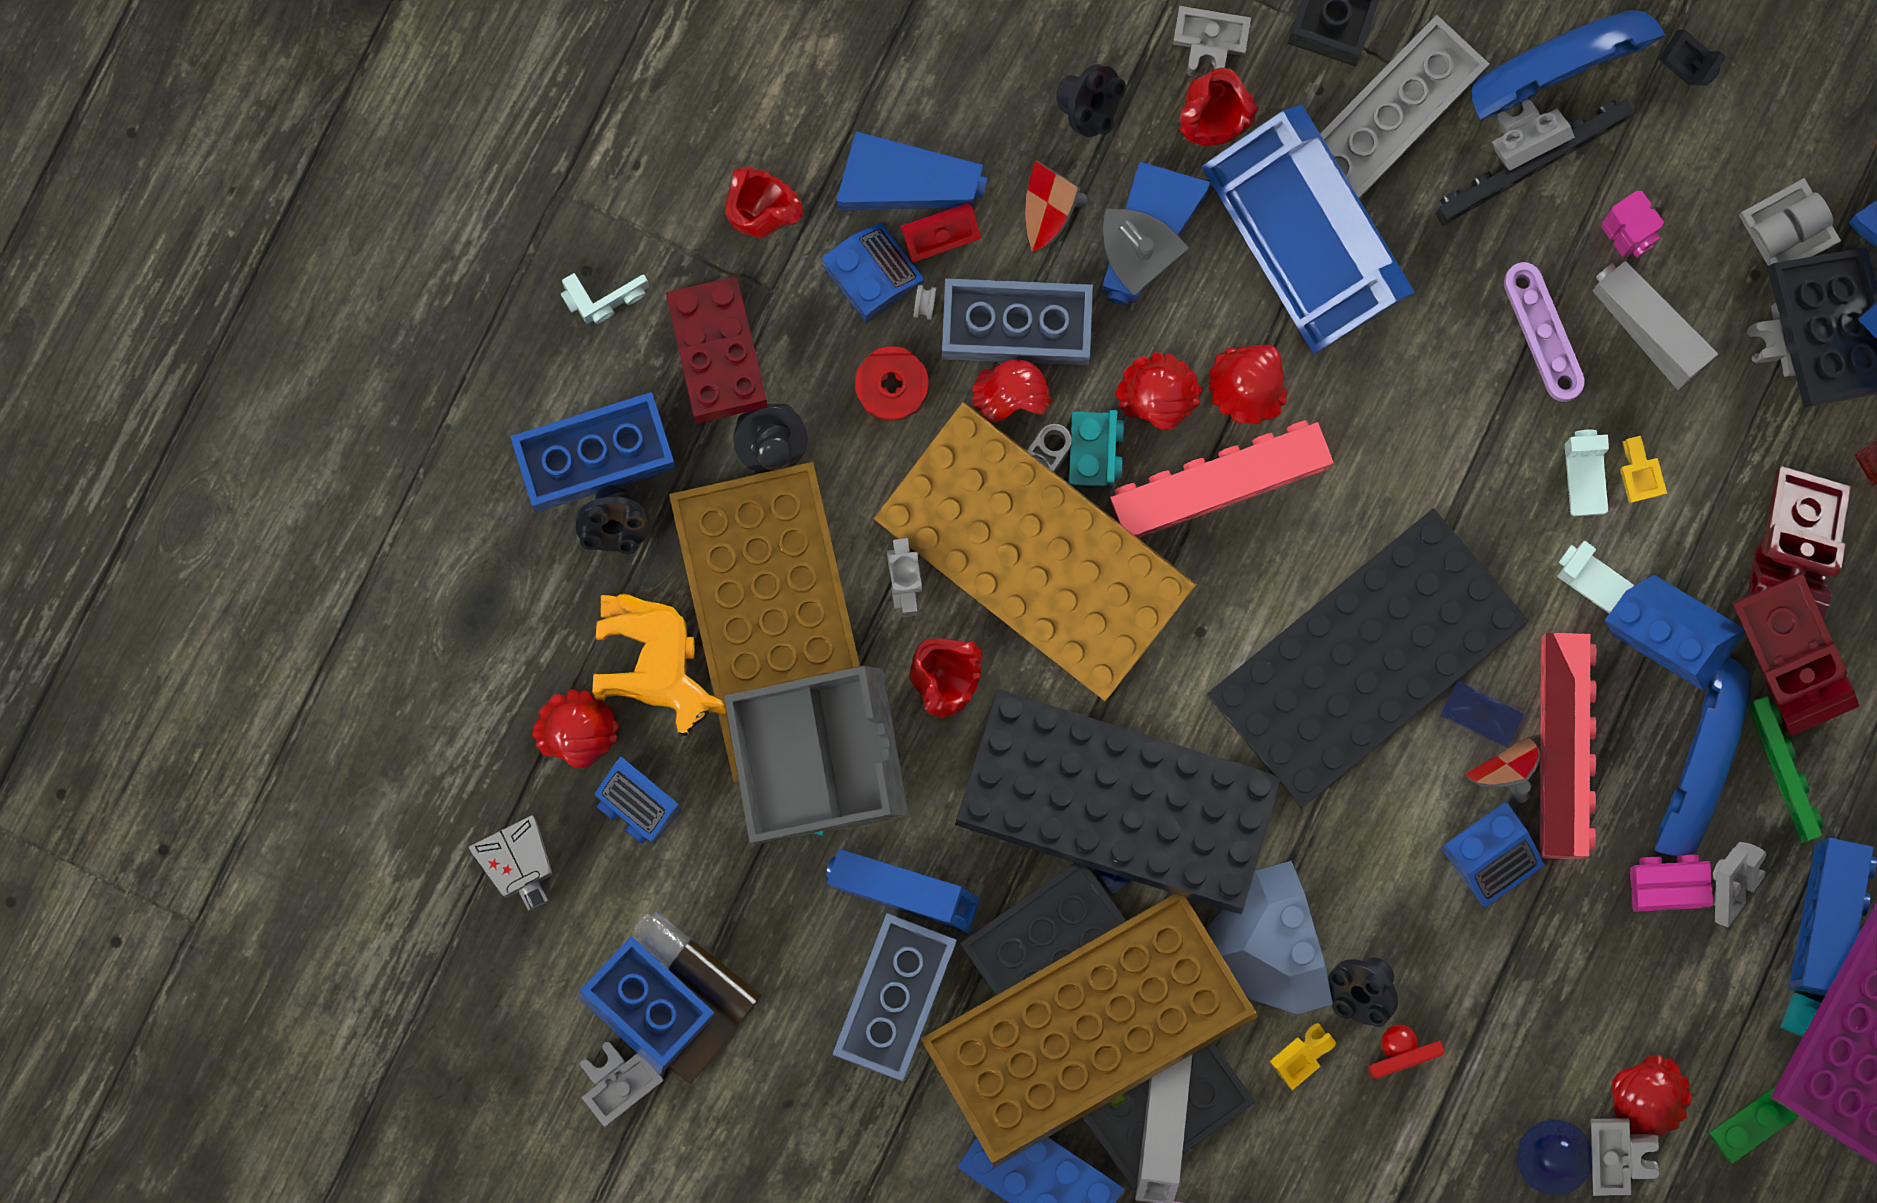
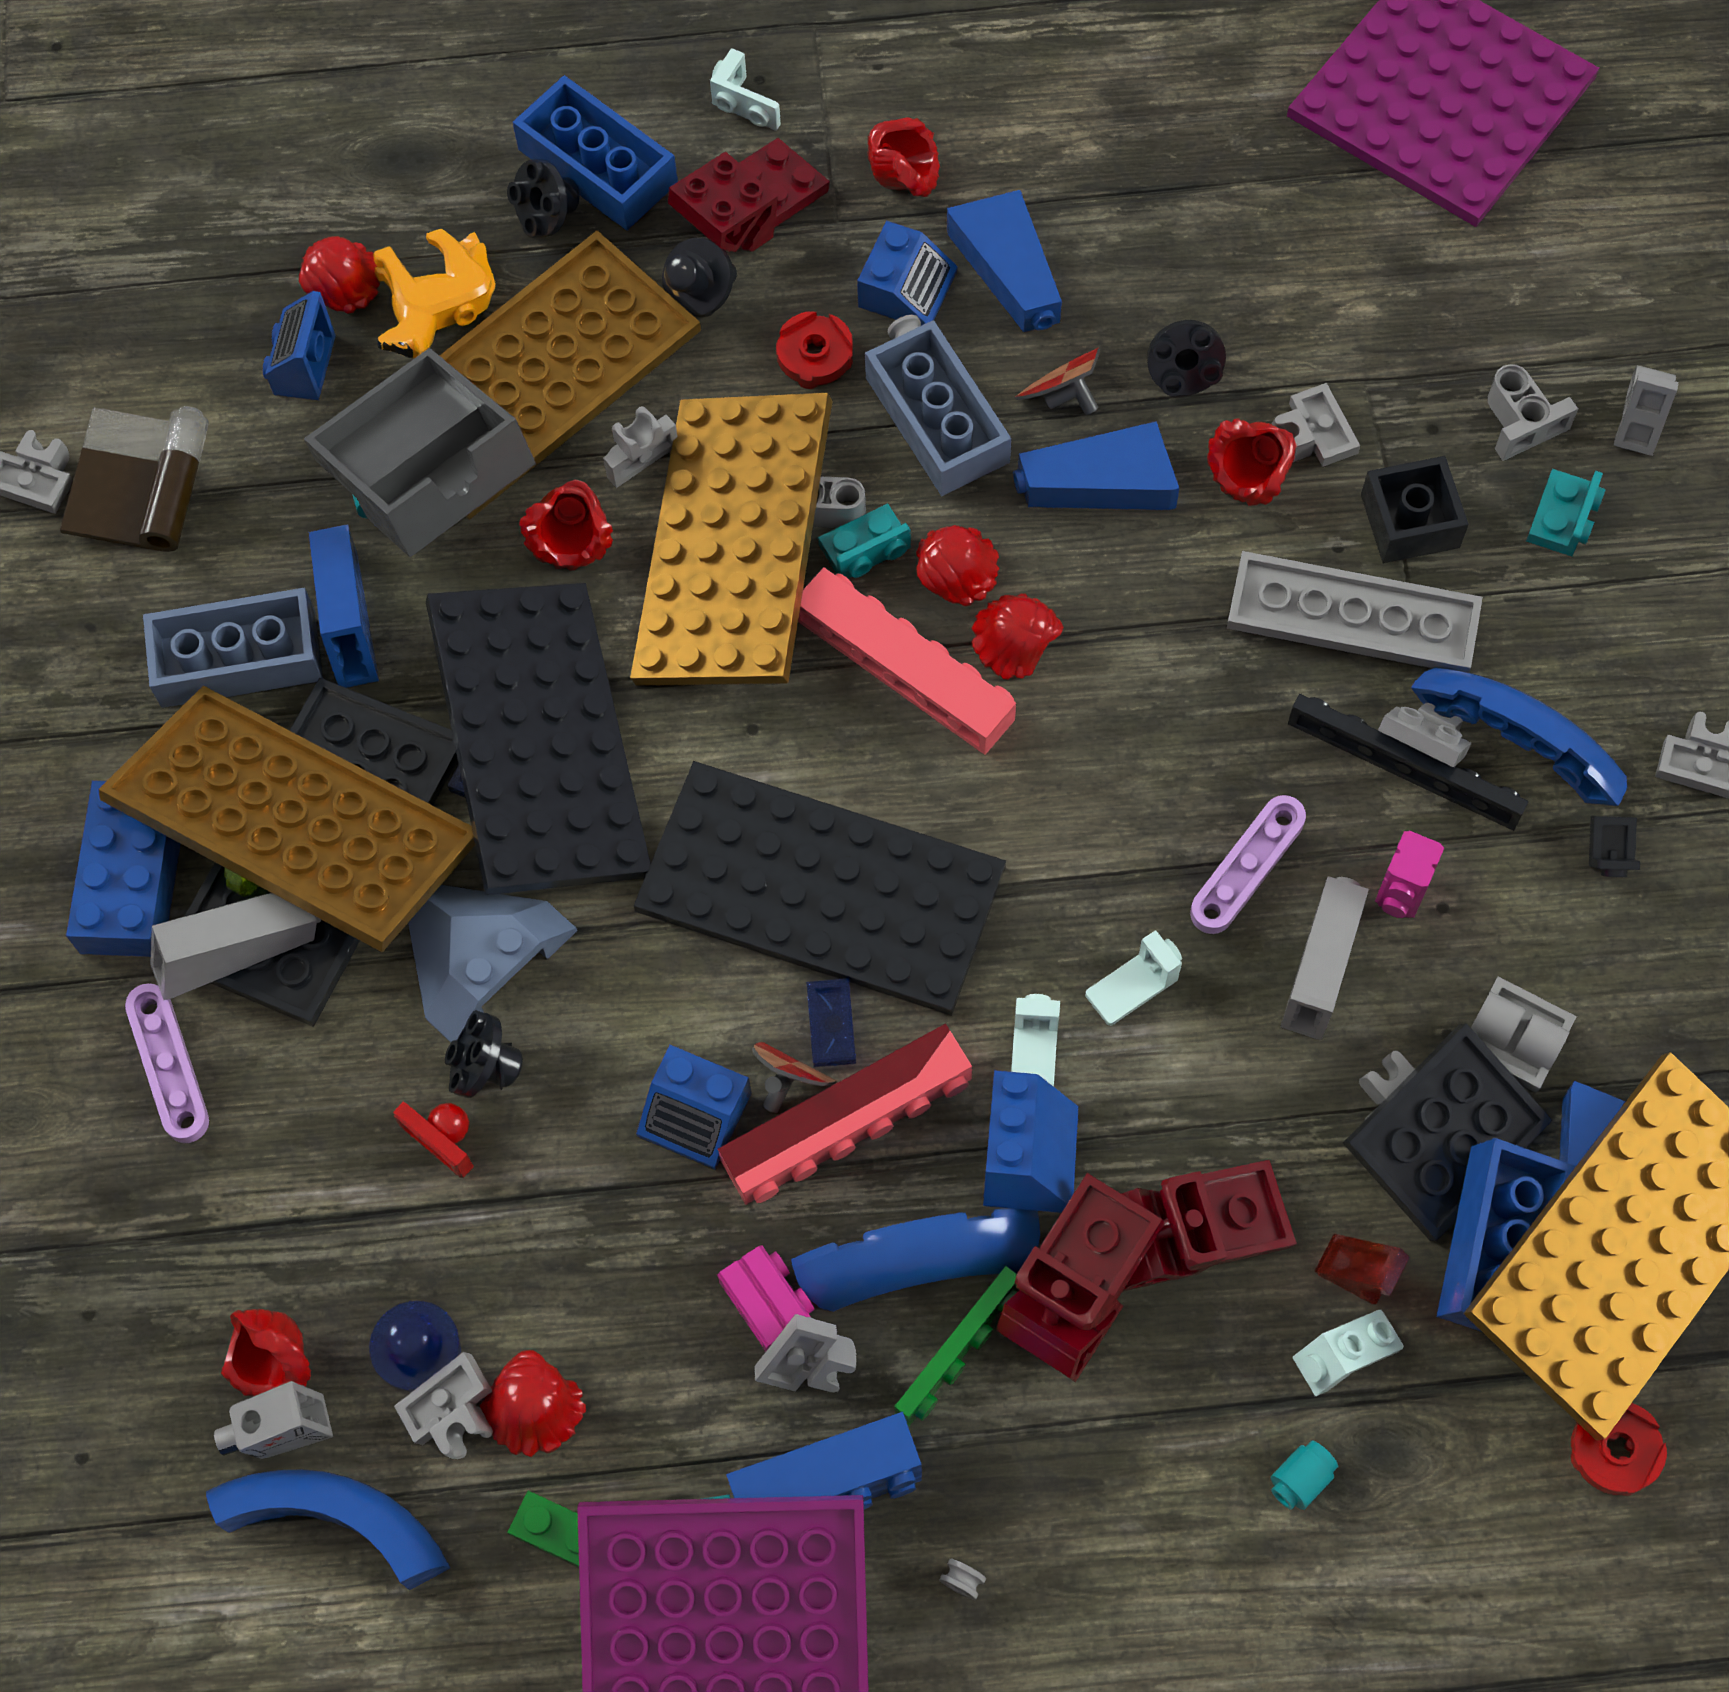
camera: 65 degrees right, 15 degrees down
(516, 861) = (192, 291): light grey torso -> none
(645, 1005) = (106, 443): blue brick -> none
(940, 232) = (979, 310): red plate -> none
(1009, 388) = (876, 436): red hair -> none
(1139, 247) = (1075, 463): dark grey shield -> none
(1300, 1059) = (376, 1042): yellow plate -> none
(1307, 228) = (1198, 596): blue slope -> none
(1643, 476) = (1169, 1035): yellow plate -> none

